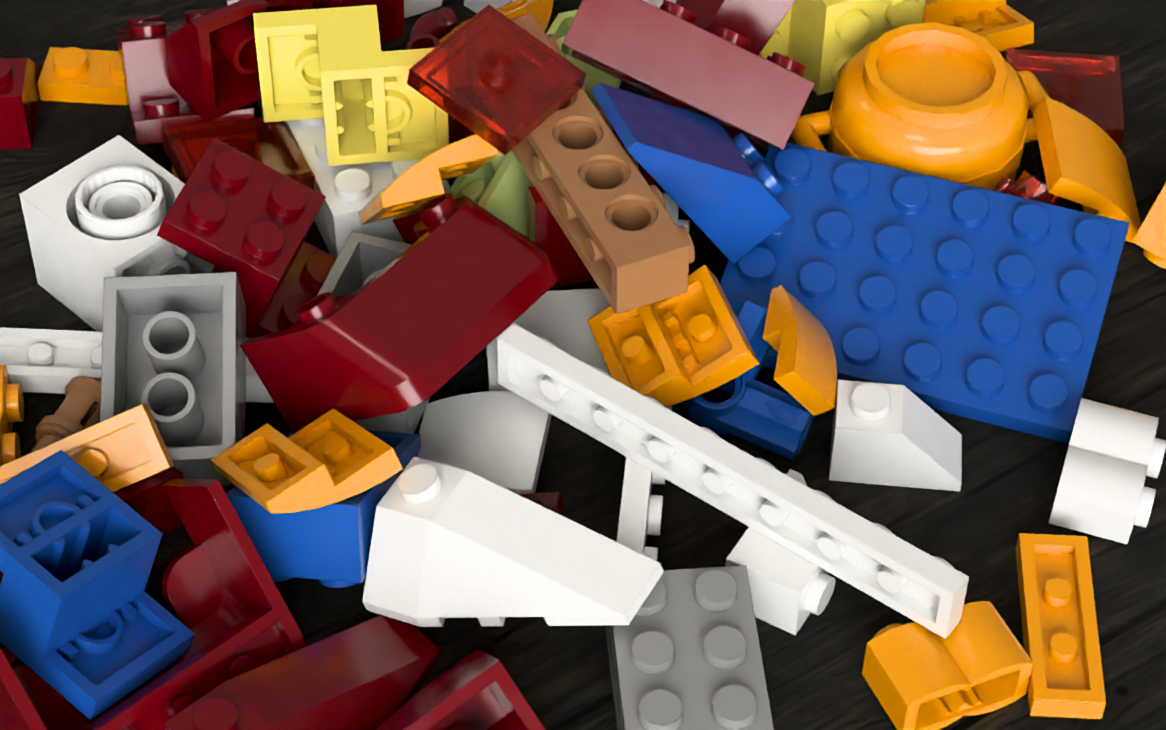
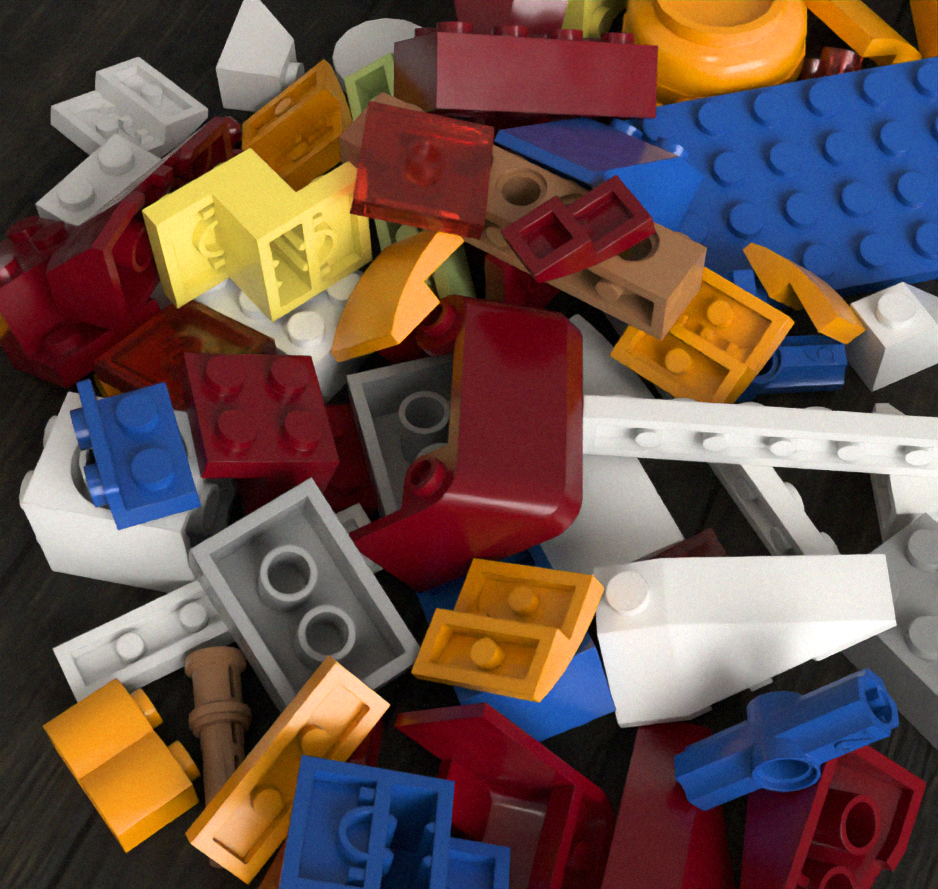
camera: 30 degrees left, 10 degrees up
(116, 190) = (137, 454): none -> blue bracket
(449, 647) = (786, 740): none -> blue piece
(565, 182) = (571, 238): none -> dark red slope

